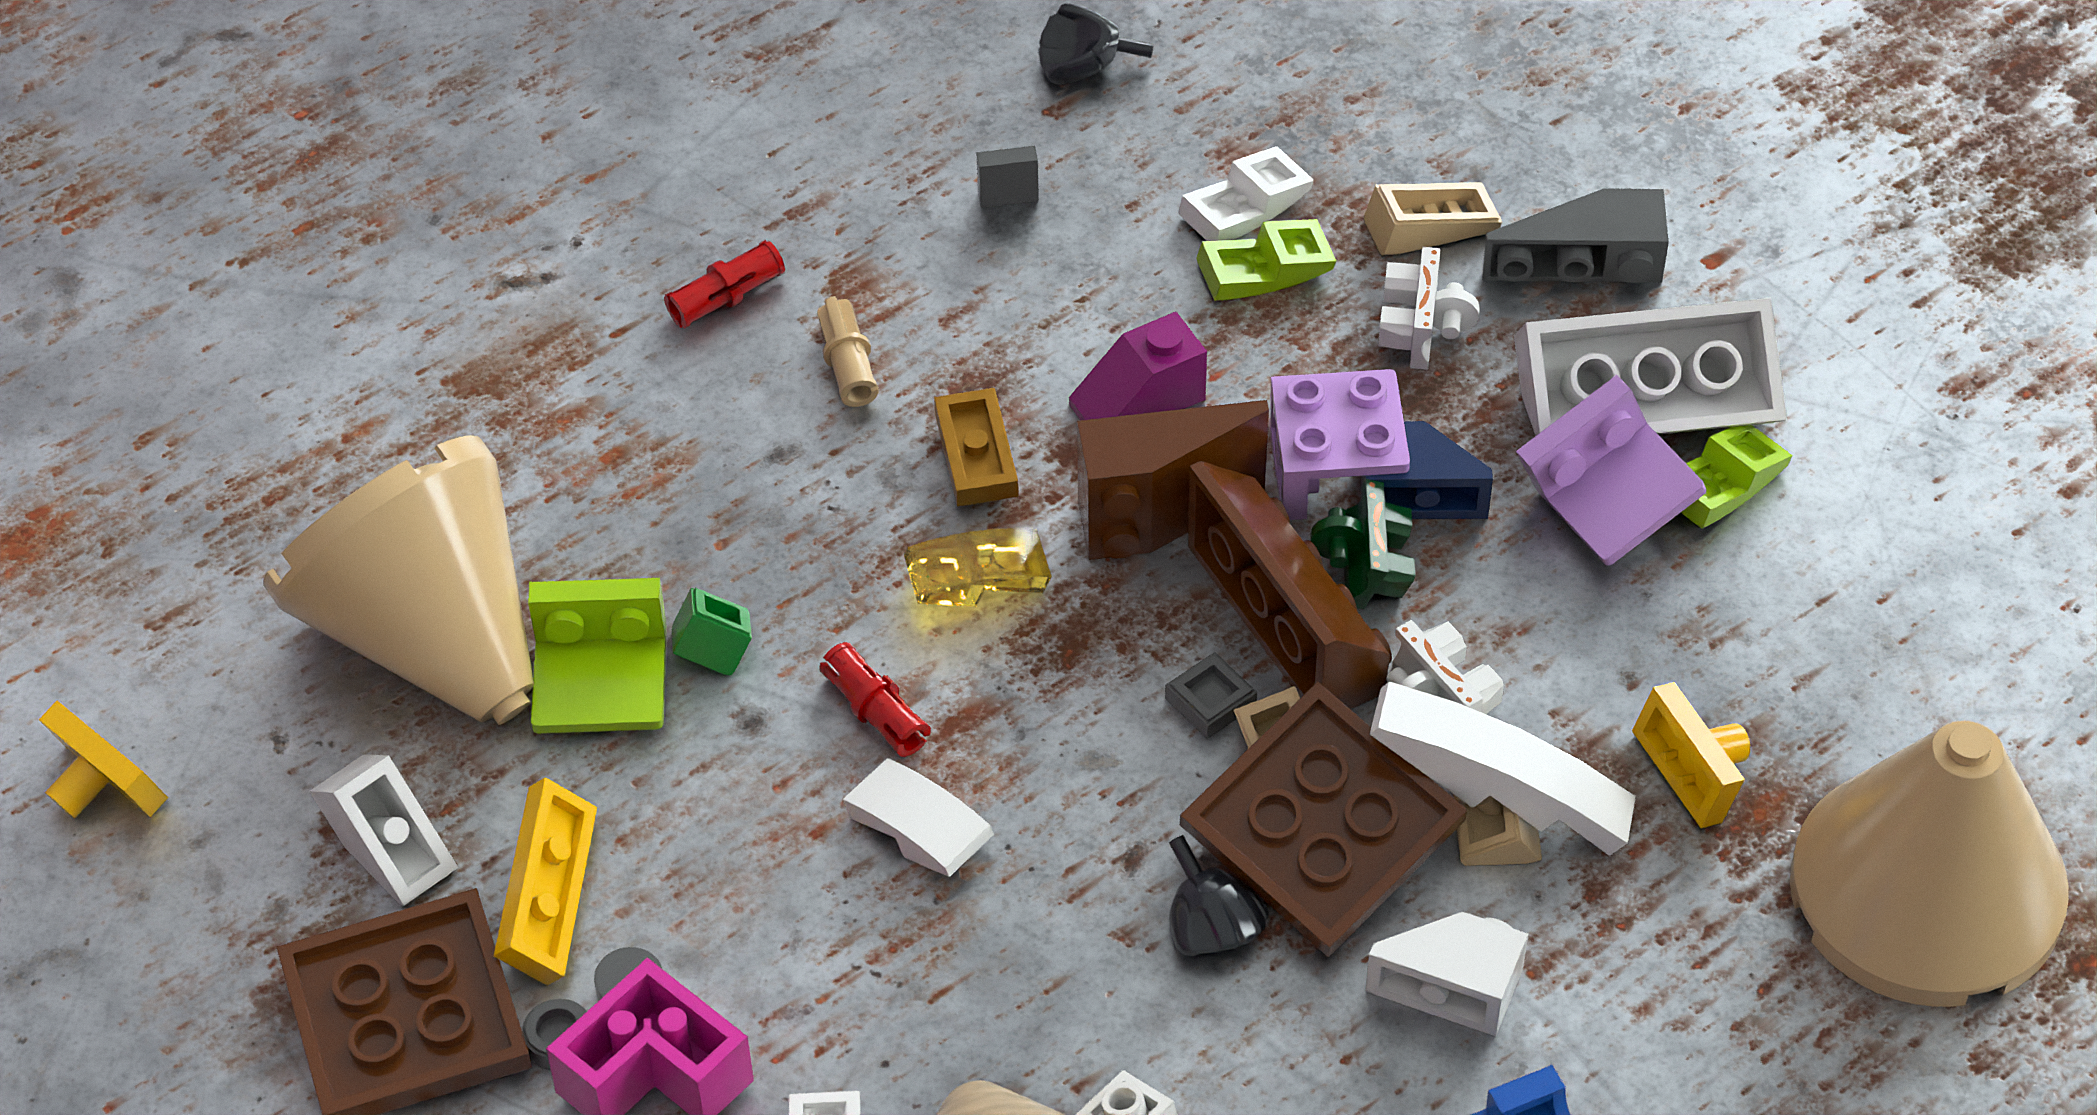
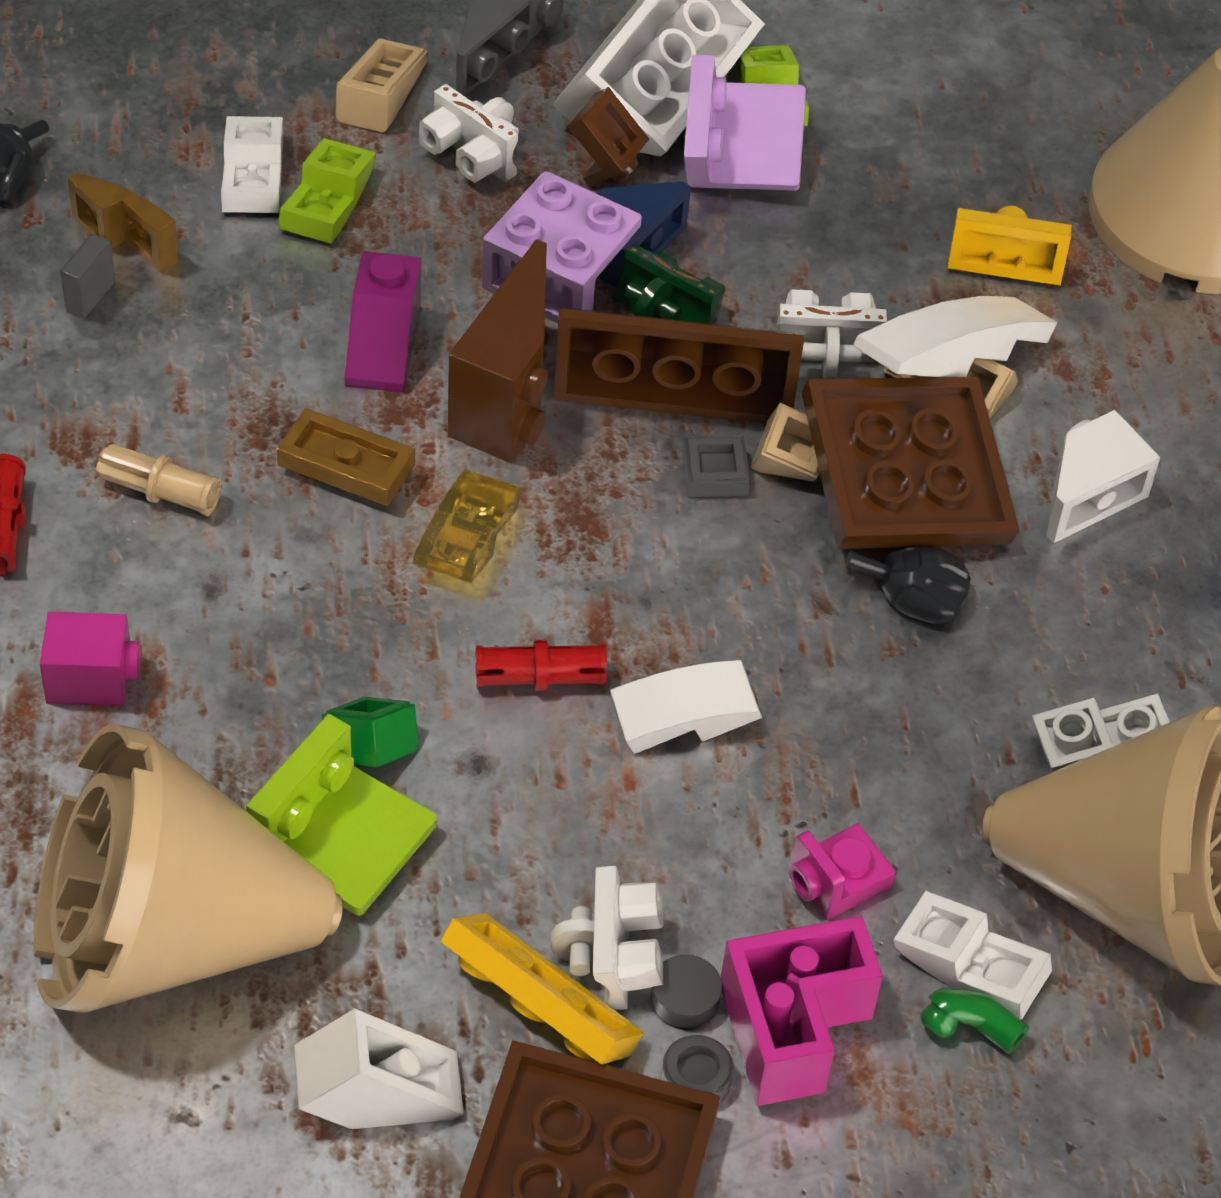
camera: 60 degrees left, 0 degrees up
(624, 418) = (88, 658): none -> dark pink brick
(627, 897) = (605, 940): none -> white hips
(833, 1018) = (839, 870): none -> dark pink bracket
(1087, 159) = (124, 216): none -> pearl gold slope
(1499, 391) = (609, 137): none -> reddish brown bracket

